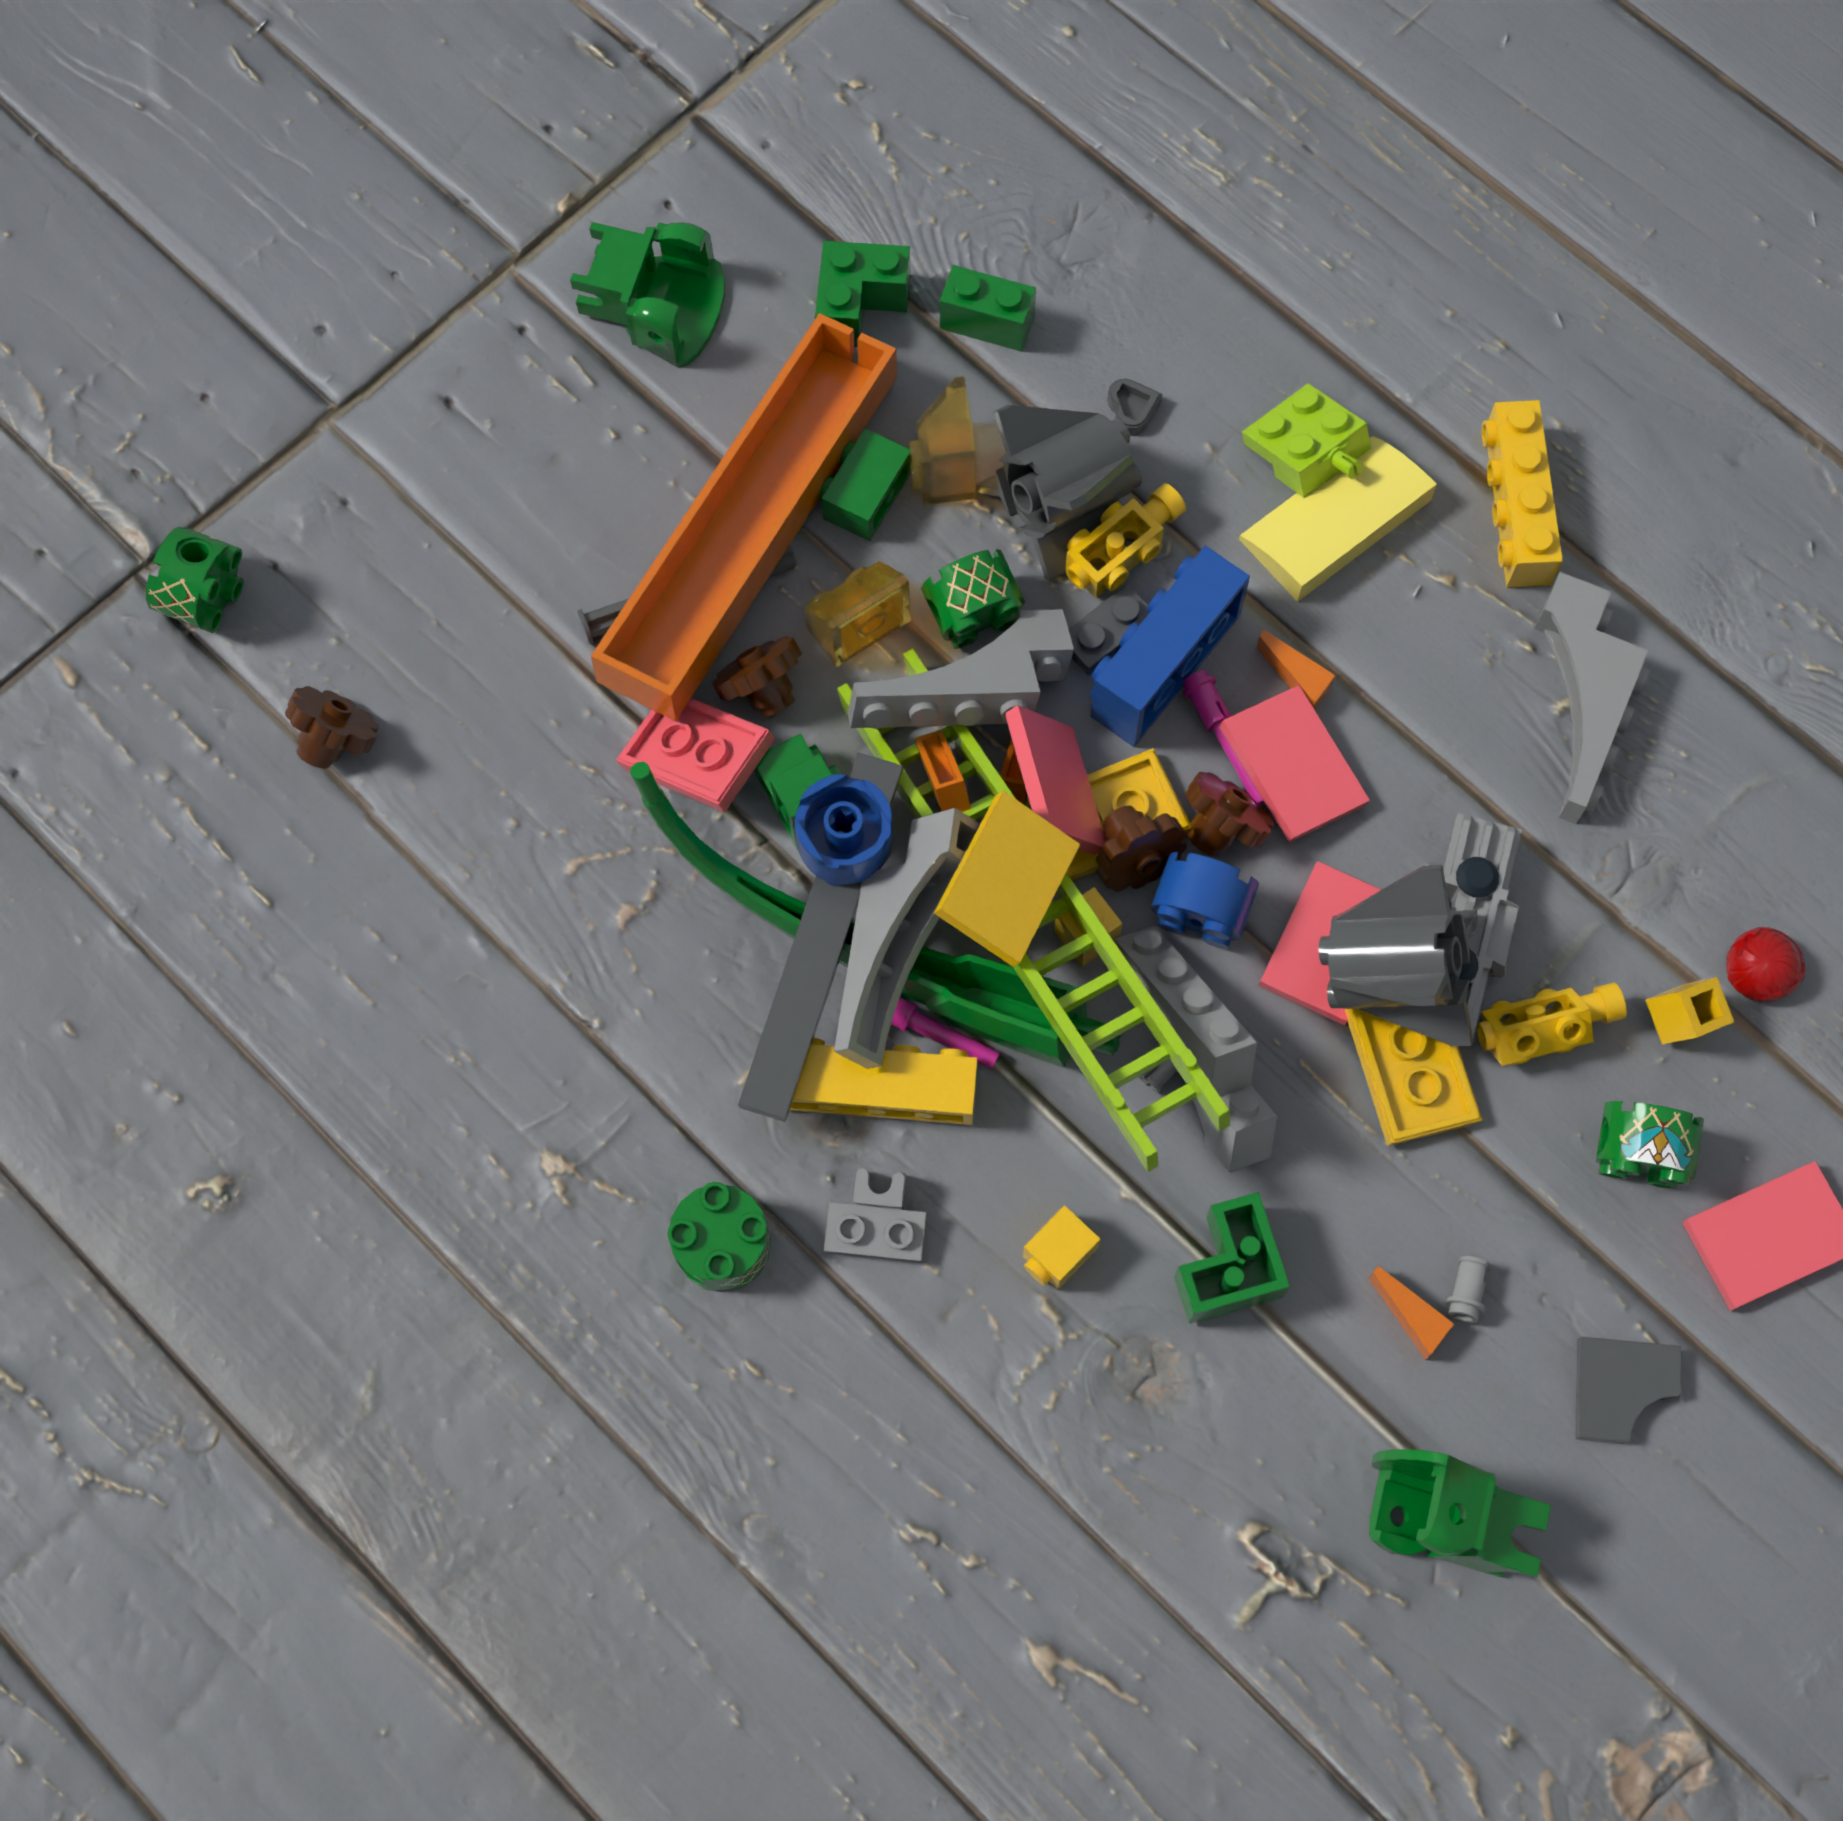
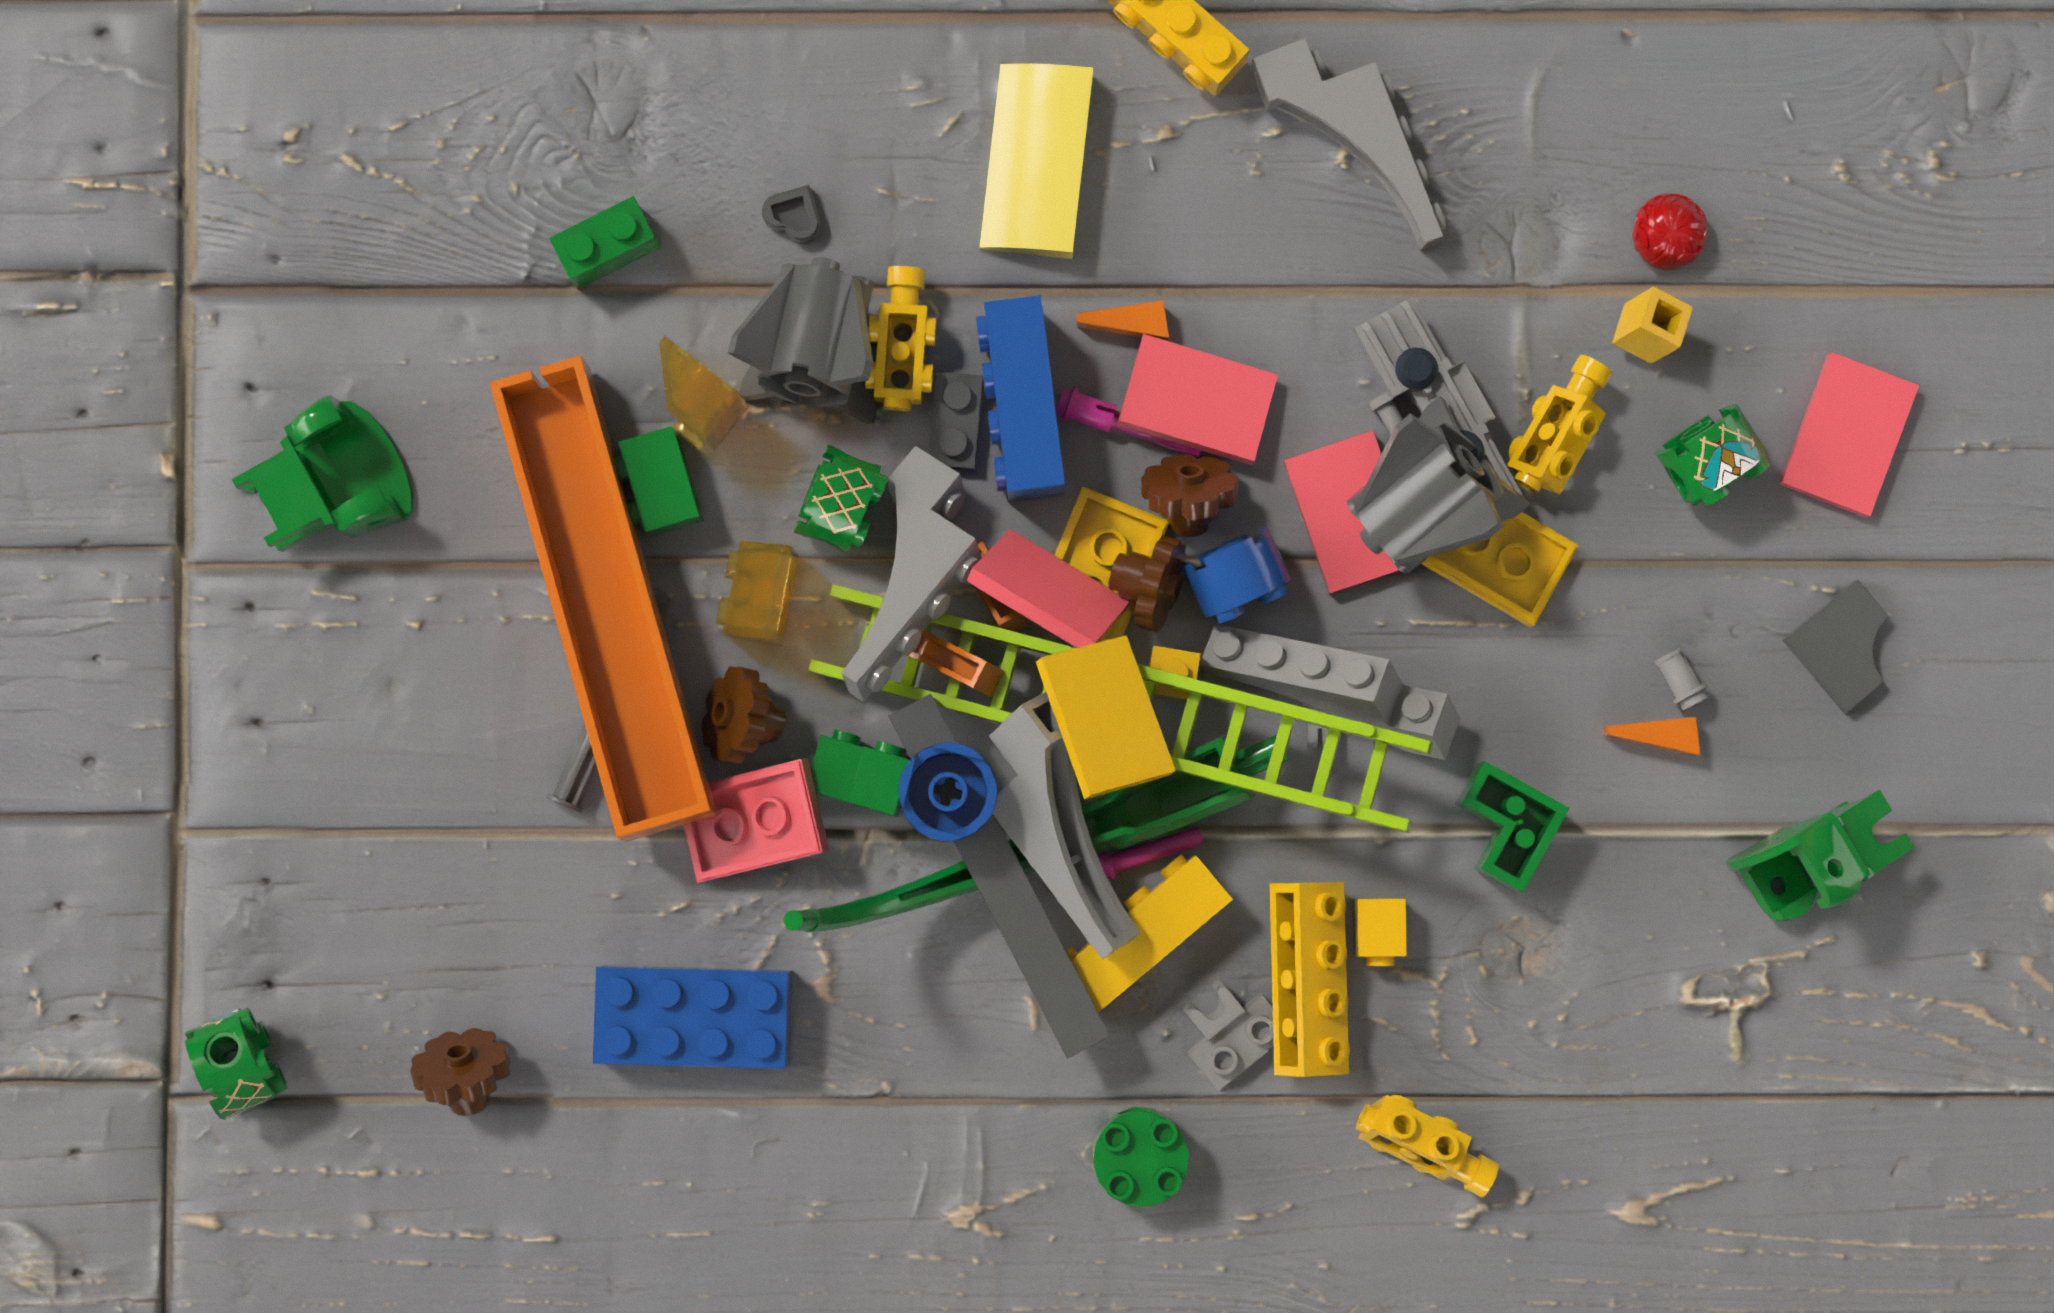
camera: 45 degrees left, 15 degrees up
(518, 840) = (692, 1016): none -> blue brick
(860, 279) = (475, 319): green brick -> none
(941, 1431) = (1434, 1138): none -> yellow brick
(972, 1231) = (1309, 979): none -> yellow brick
(1309, 440) = (958, 118): lime plate -> none

